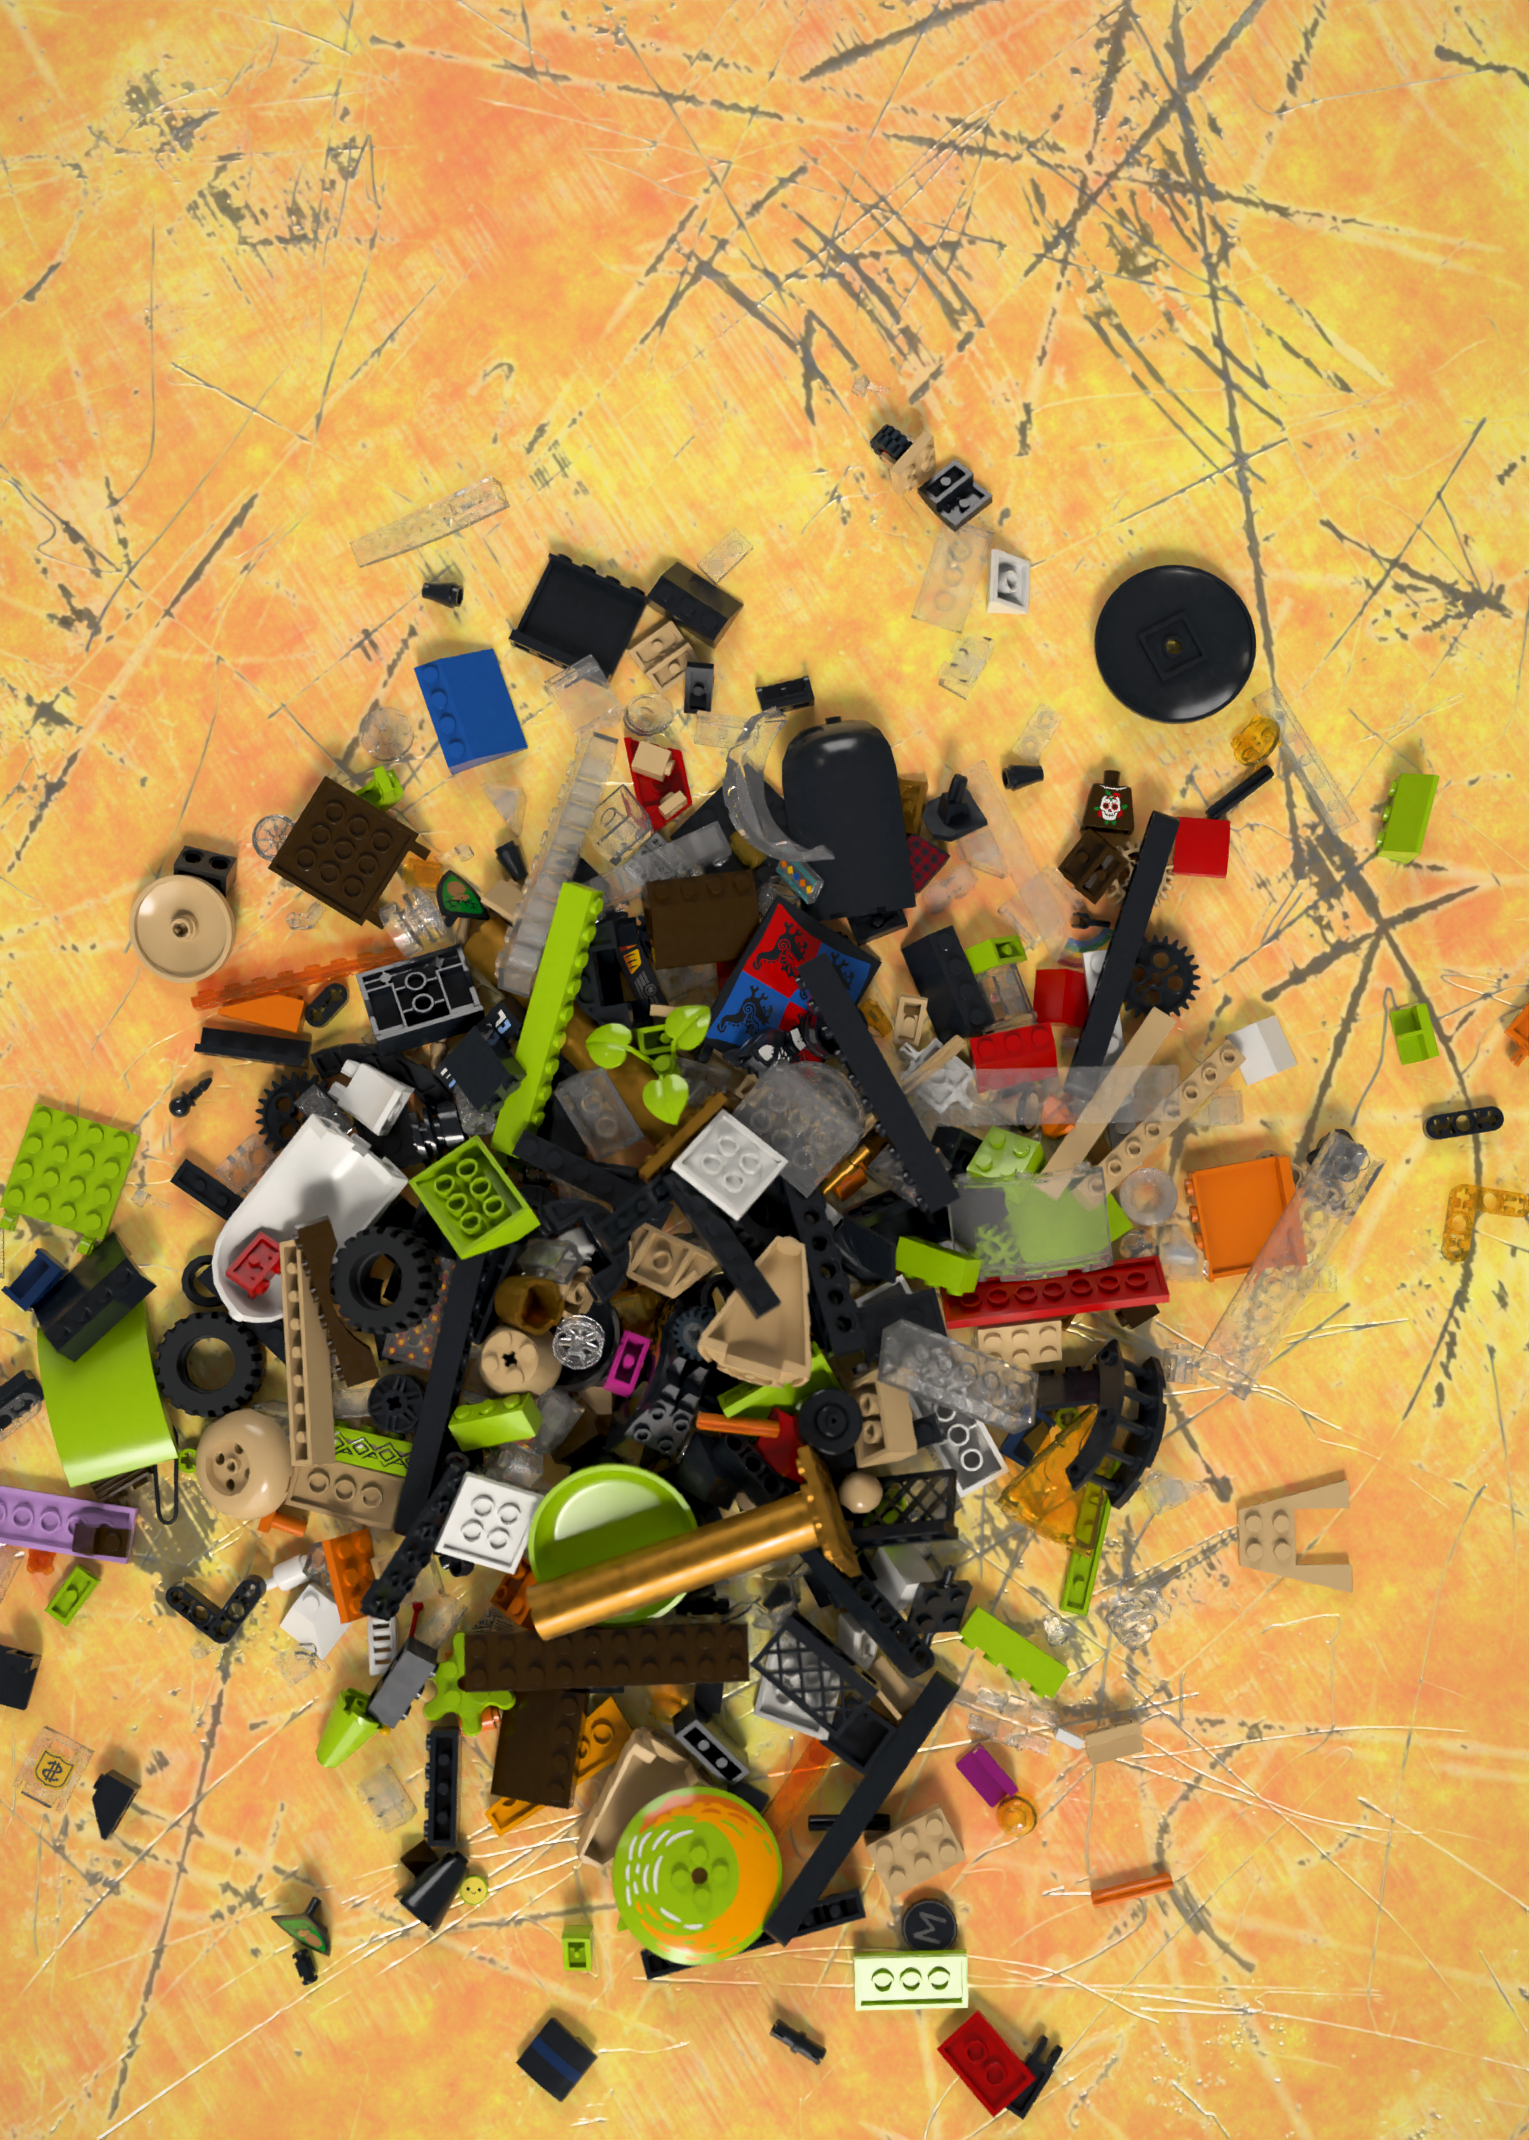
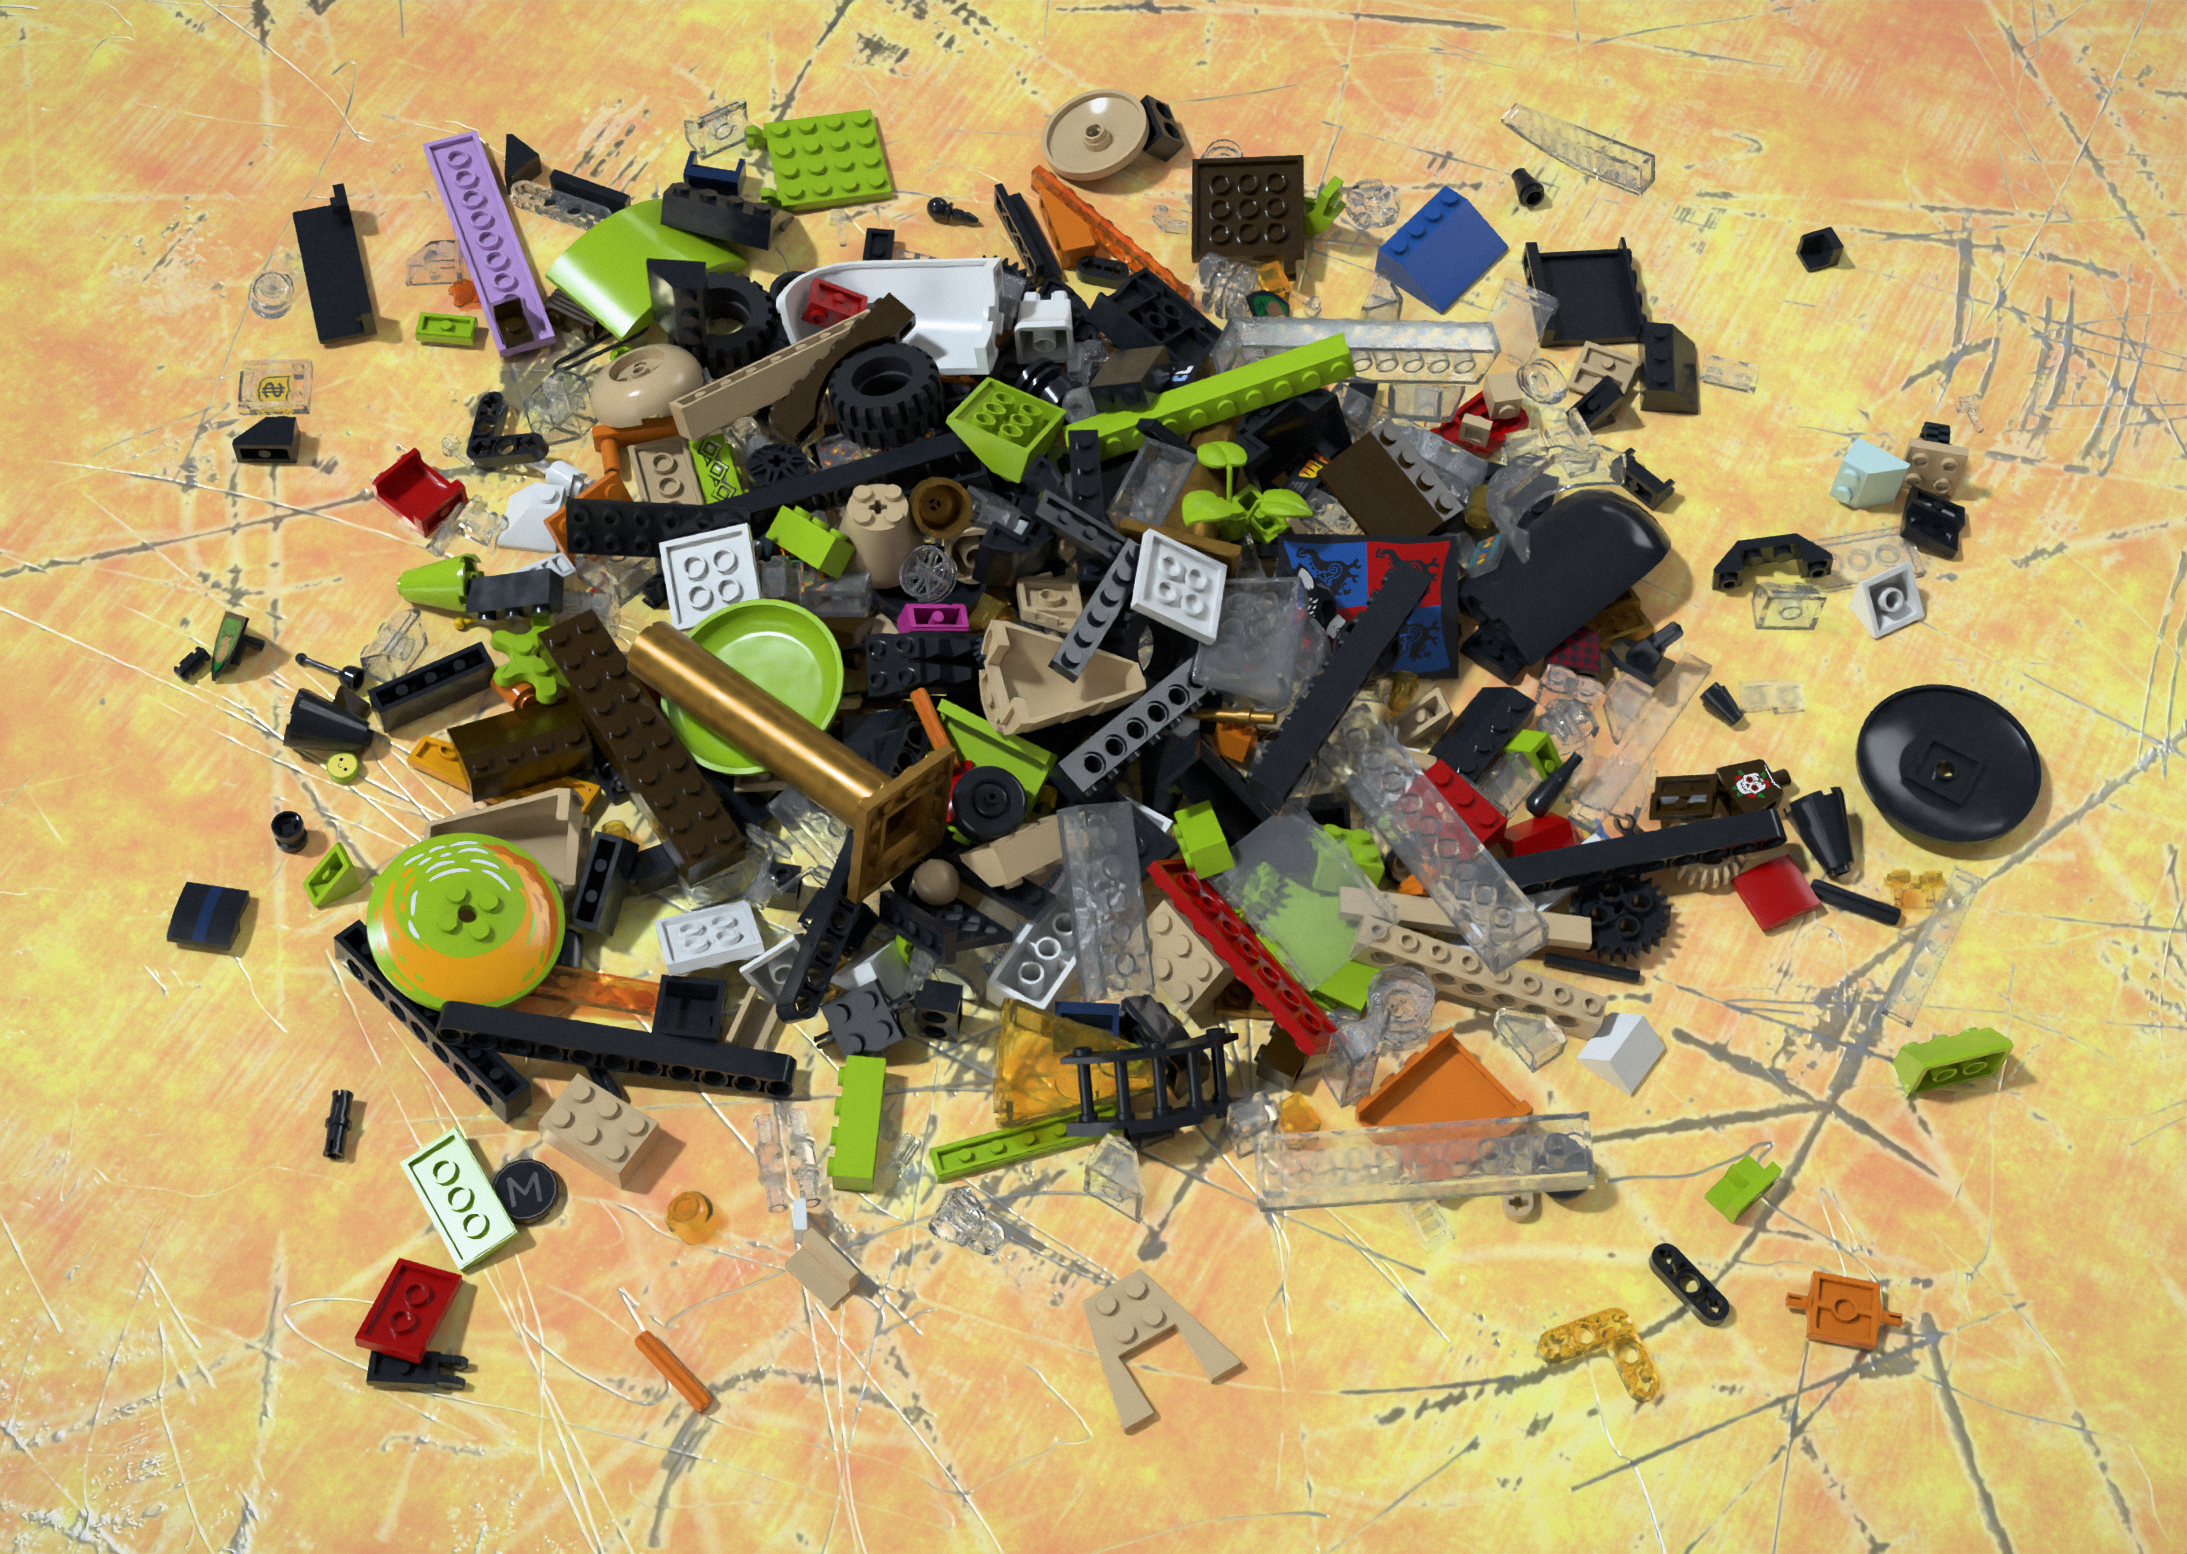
camera: 55 degrees right, 25 degrees down
(199, 1402) = (680, 299): none -> black slope
(217, 1543) = (560, 408): none -> clear slope
(236, 1701) = (418, 493): none -> red panel
(288, 1695) = (446, 533): none -> clear axle
(390, 1845) = (349, 677): none -> black hinge
(425, 1089) = (1082, 357): none -> clear bracket
(515, 1967) = (289, 832): none -> black wheel
(565, 1078) = (1156, 430): none -> black tile
(647, 395) = (1819, 249): none -> black panel
(705, 773) = (1522, 442): none -> clear brick
(835, 1660) = (757, 922): black fence -> none
(889, 521) = (1868, 476): none -> light aqua slope
(940, 621) = (1811, 559): none -> black slope
(960, 1550) = (939, 1010): none -> black brick
(984, 914) = (1567, 724): none -> clear cylinder
(986, 1775) = (716, 1166): magenta panel -> none
(1026, 960) = (1548, 791): none -> black piece
(1174, 776) = (1824, 829): none -> black cone
(1184, 1024) = (1591, 967): none -> black bar
(1189, 1327) = (1297, 1115): none -> clear yellow brick

